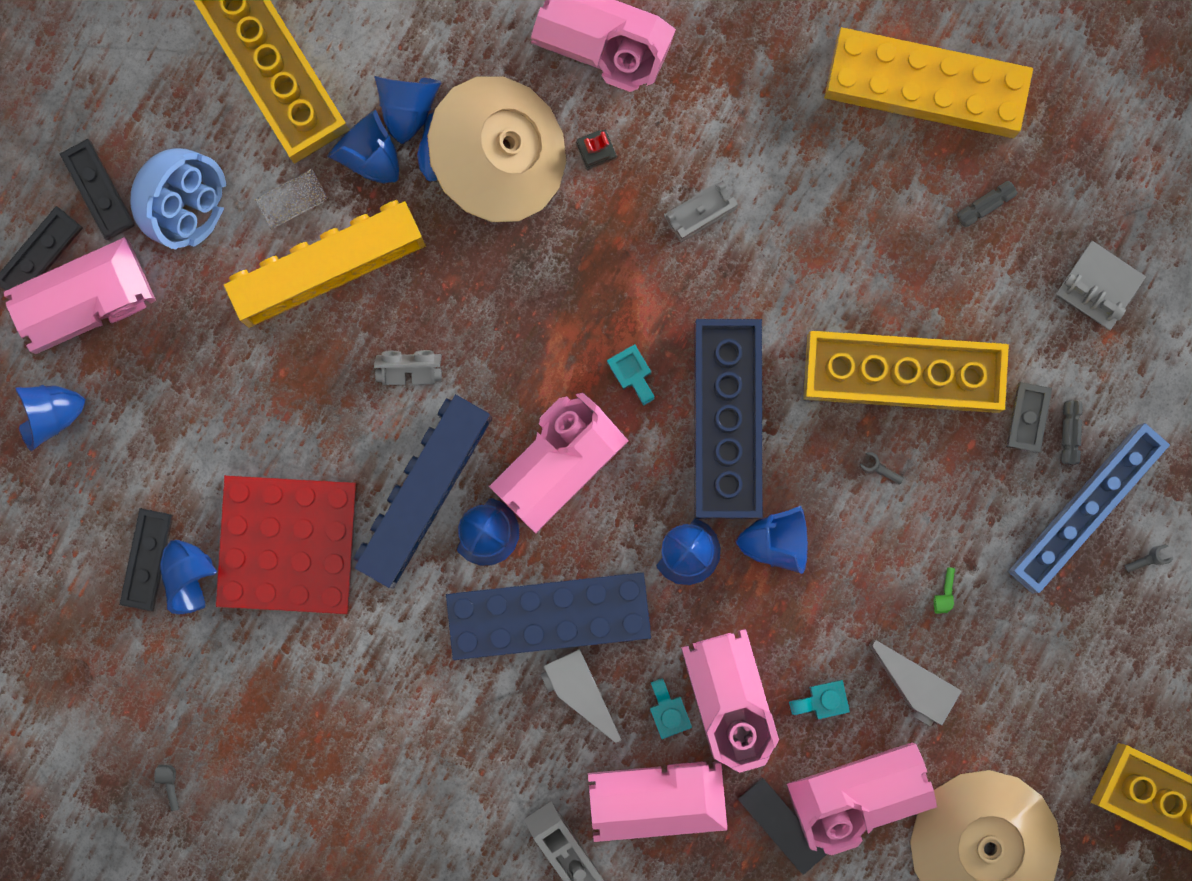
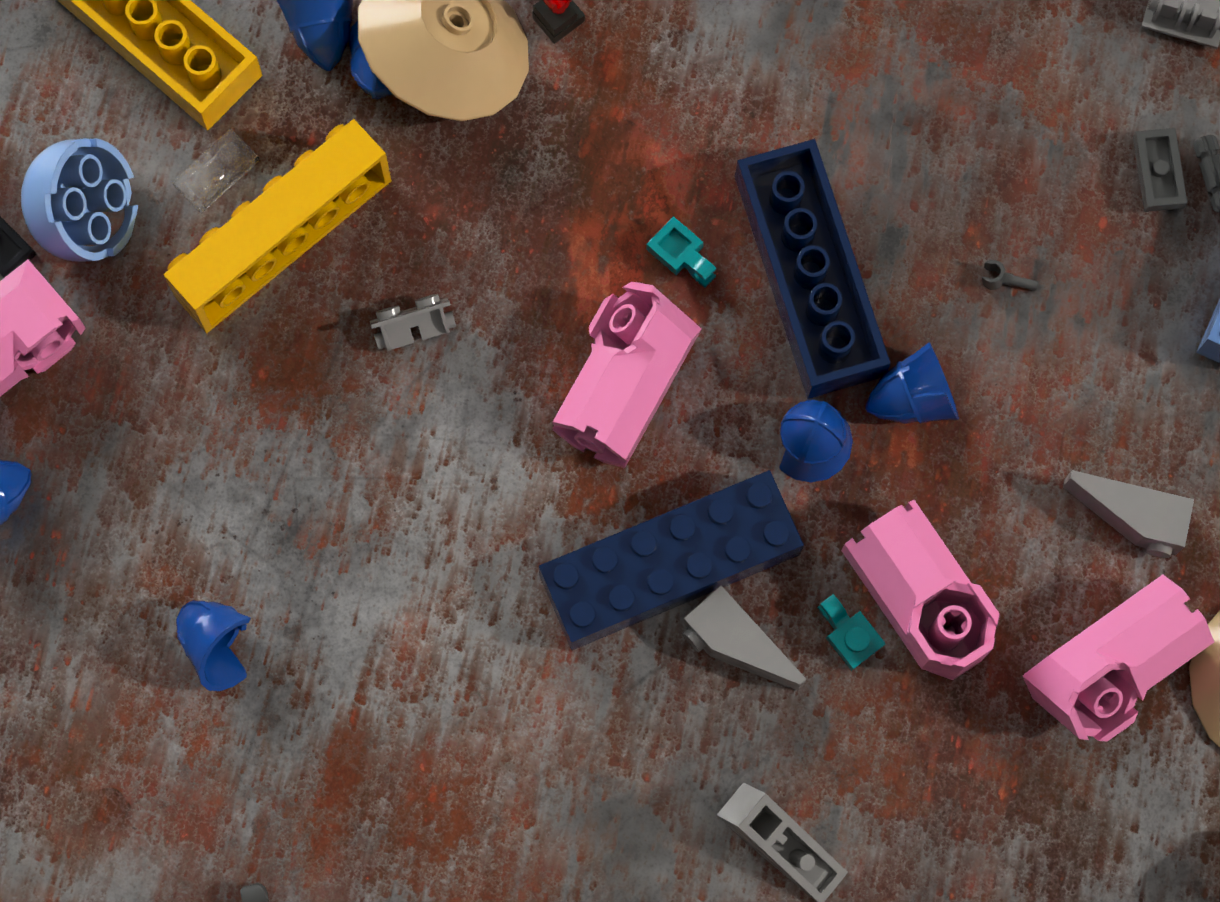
camera: 15 degrees left, 10 degrees down
(144, 561) = (157, 641): black tile -> none
(286, 544) = (325, 573): red plate -> none
(368, 151) = (293, 87): blue helmet -> none
(423, 491) = (474, 455): dark blue brick -> none
(488, 533) = (566, 488): blue helmet -> none
(657, 803) = (873, 740): bright pink brick -> none
(701, 211) = (703, 49): light grey hinge -> none
(780, 825) = (1032, 730): black tile -> none
(825, 699) = (1033, 564): teal plate -> none
(906, 371) = (1000, 155): yellow brick -> none
(945, 602) = (1135, 409): bright green hand -> none

